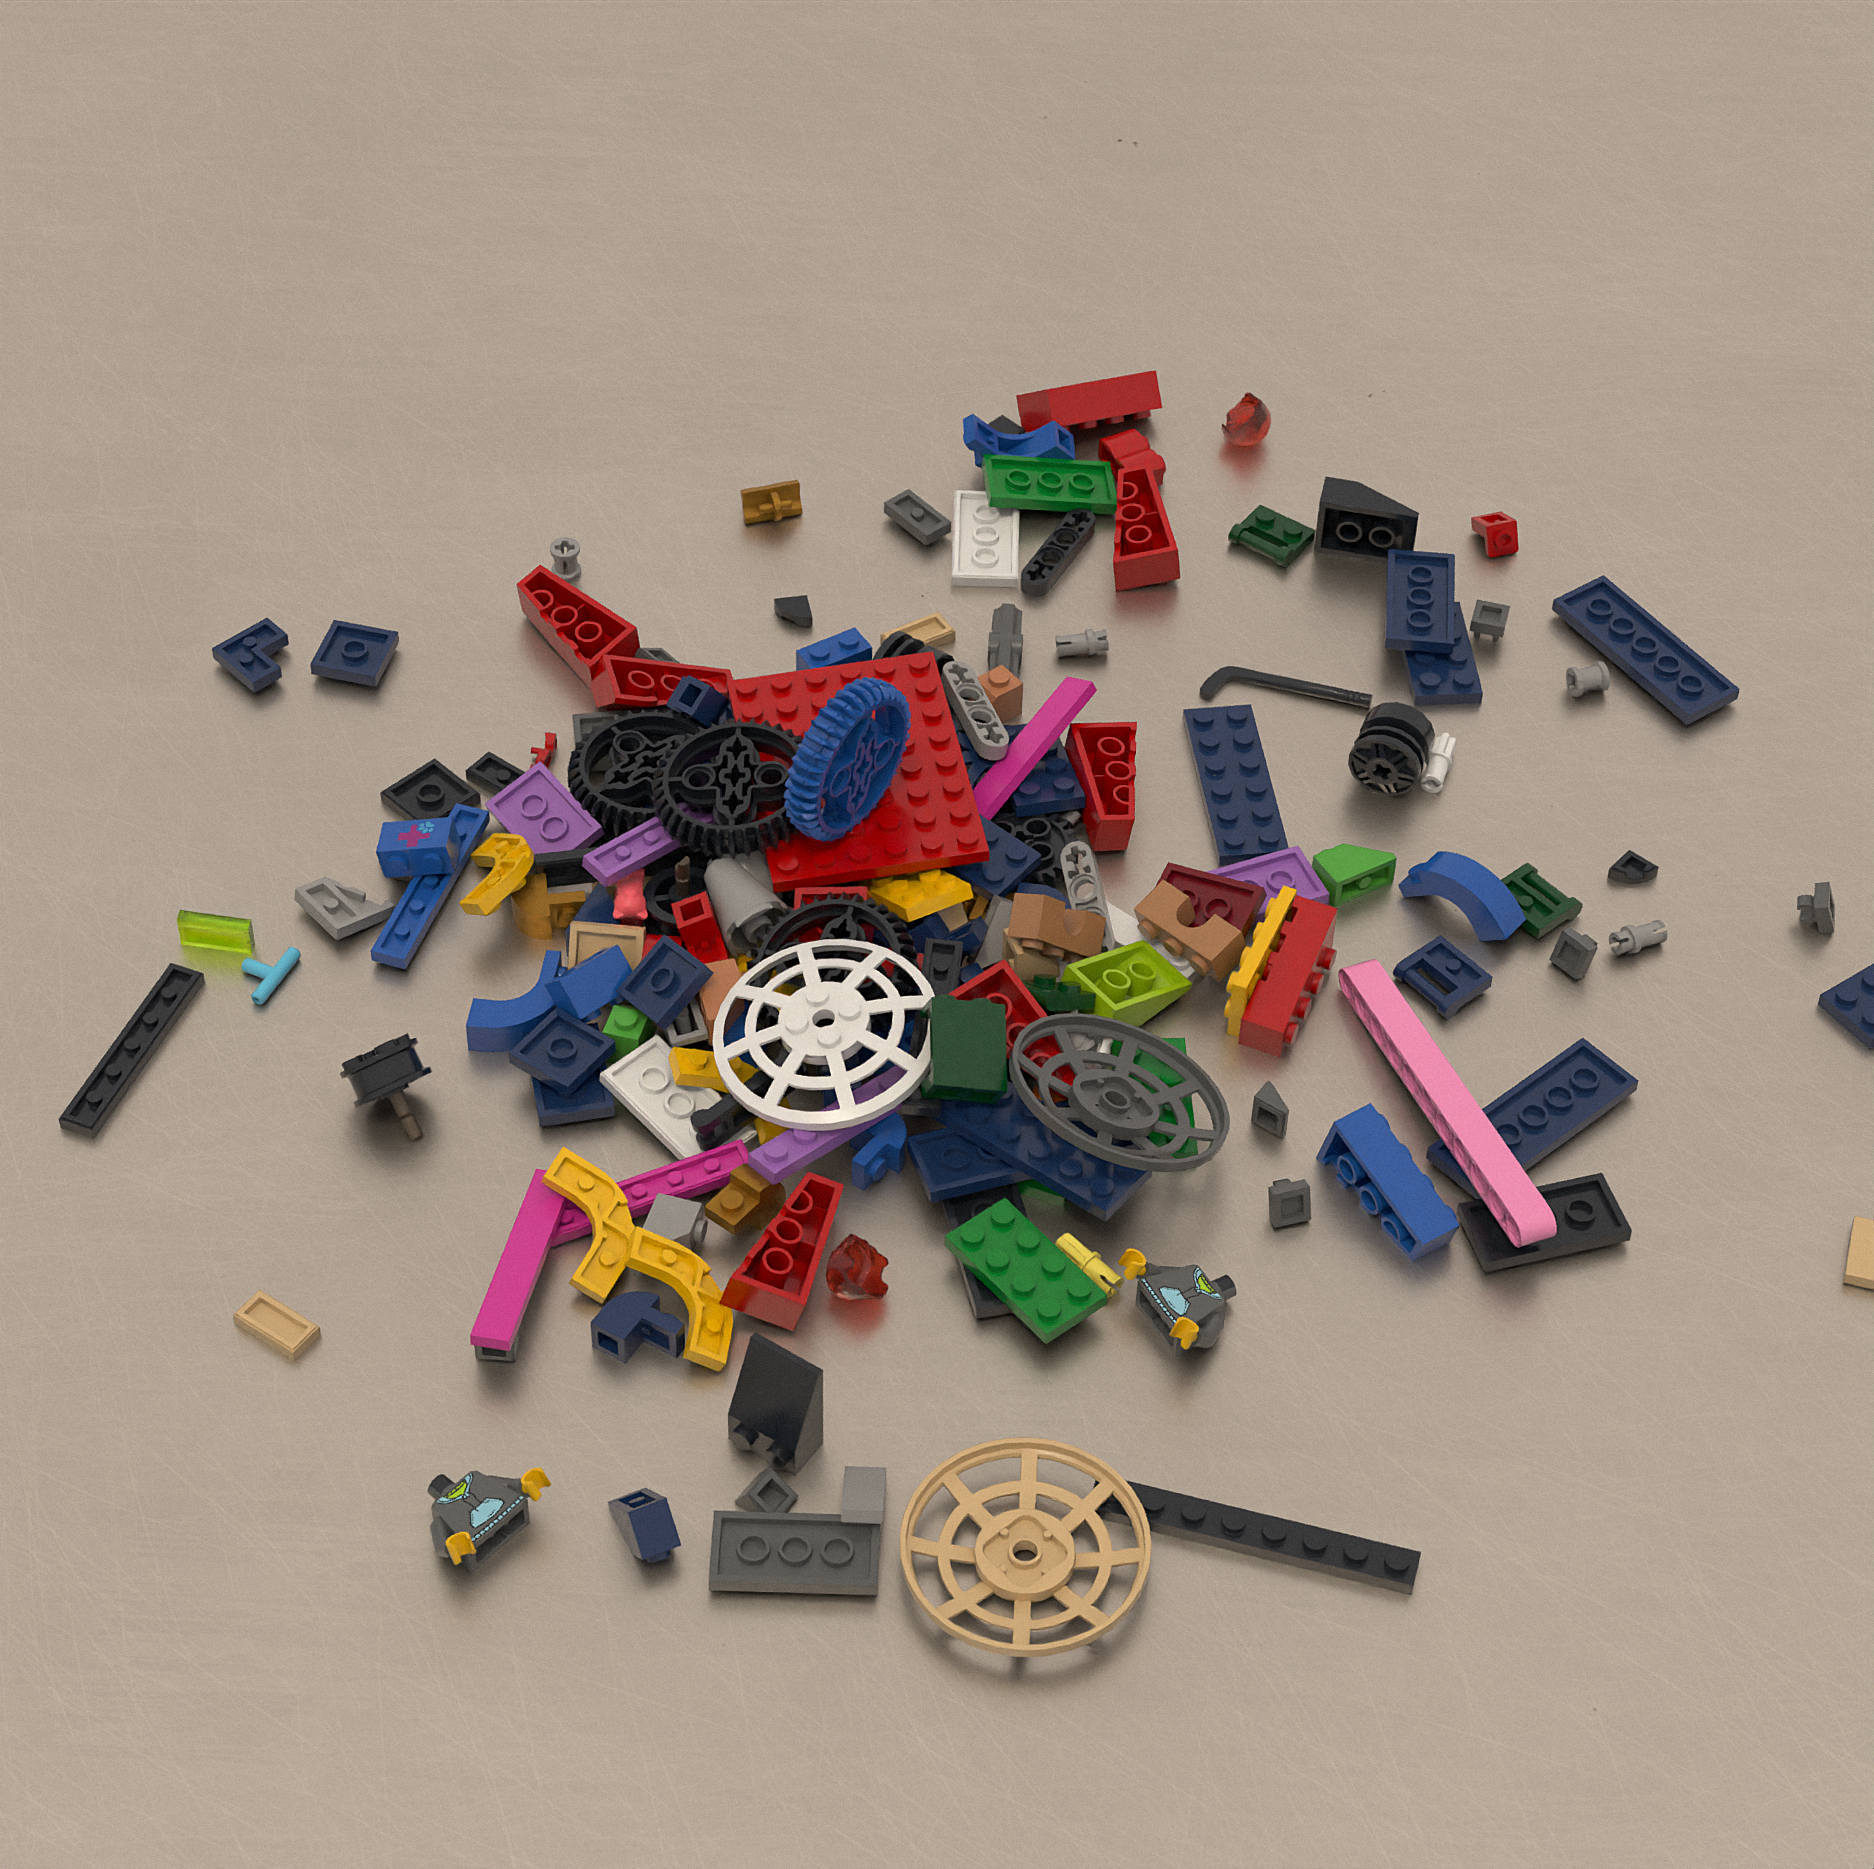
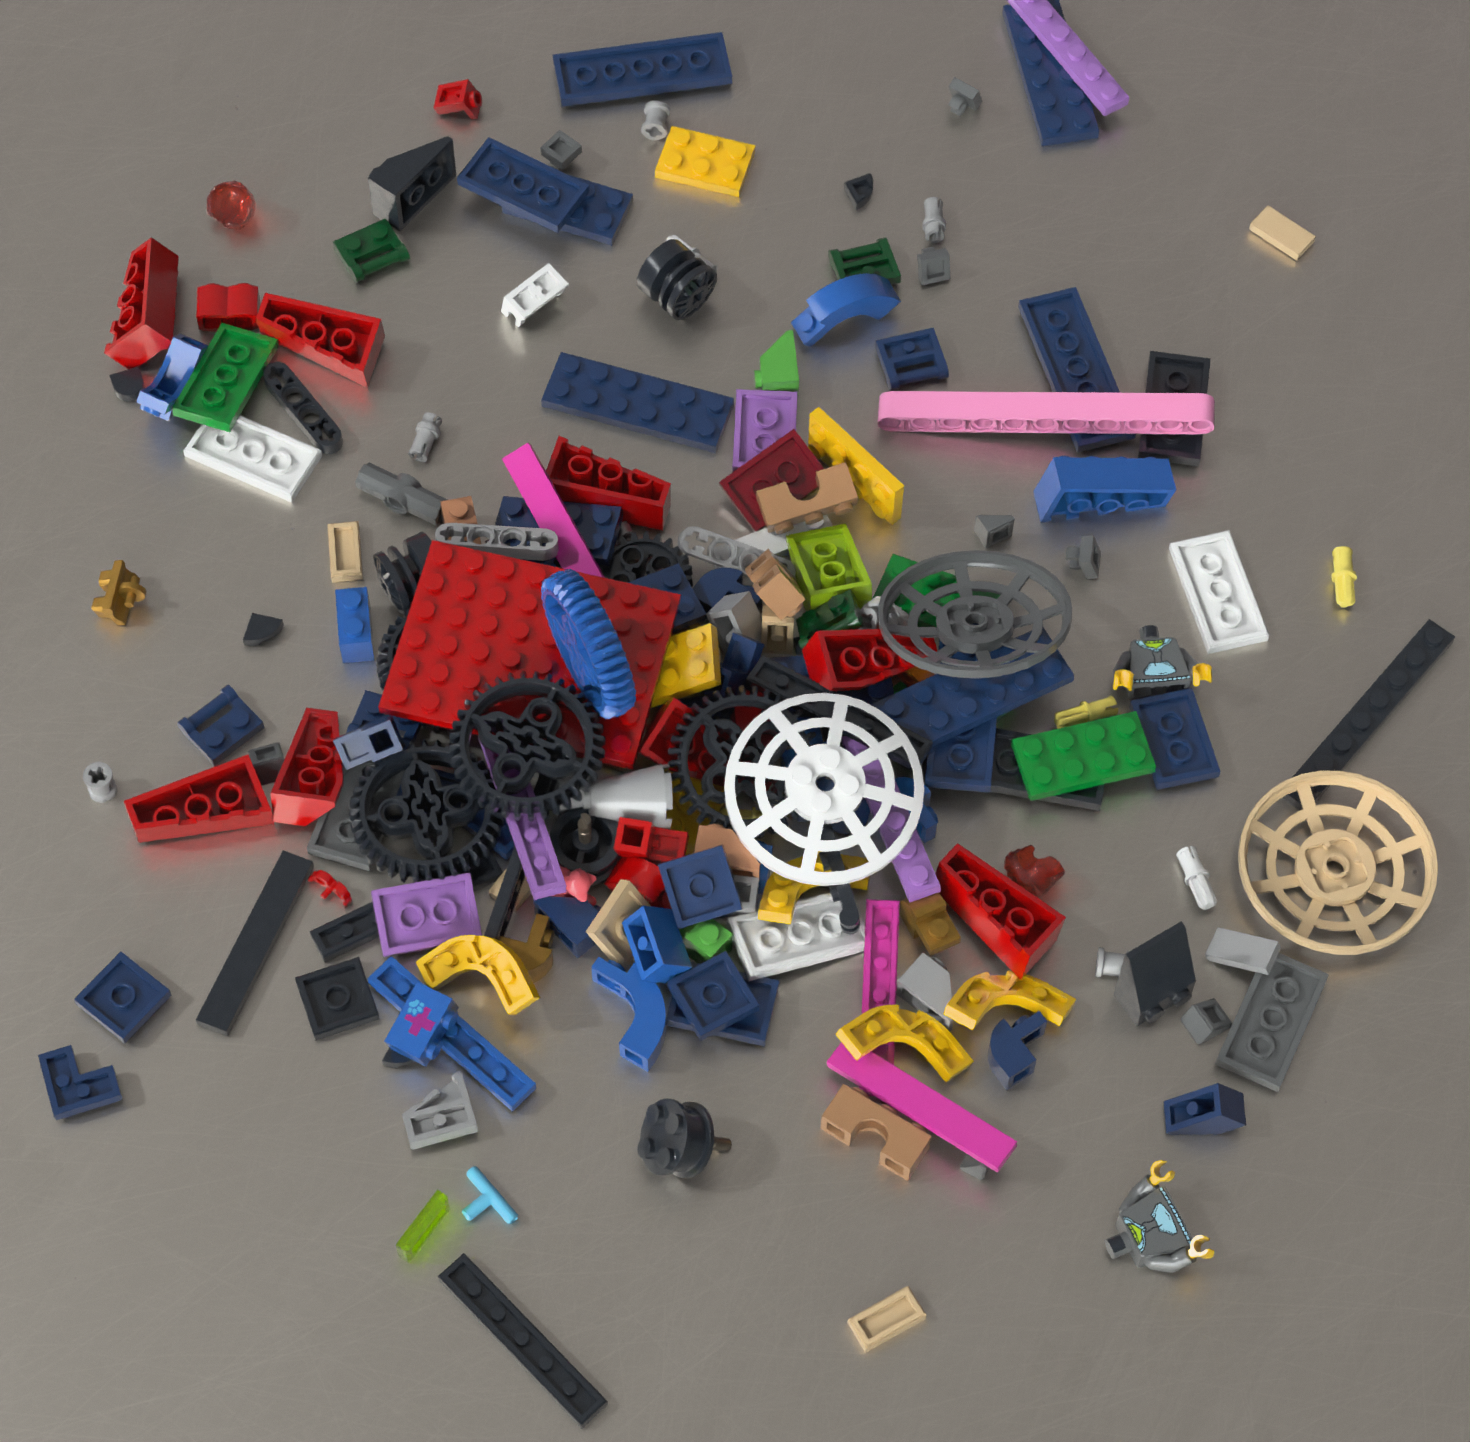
camera: 65 degrees left, 15 degrees up
(459, 721) = (254, 943): none -> black tile
(487, 1214) = (854, 1112): none -> medium nougat arch
(672, 627) = (227, 732): none -> dark blue plate
(917, 517) = (202, 491): dark grey plate -> none
(937, 1428) = (1197, 877): none -> white axle
(966, 1050) = (904, 691): dark green panel -> none
(1104, 1354) = (1176, 738): none -> dark blue plate
(1233, 673) = (519, 341): black piece -> none
(1290, 978) = (867, 430): red wedge -> none
(1301, 655) = (533, 294): none -> white hinge
(1328, 1342) = (1218, 592): none -> white tile
(1425, 1451) = (1344, 576): none -> light yellow axle
(1571, 737) = (705, 161): none -> yellow plate

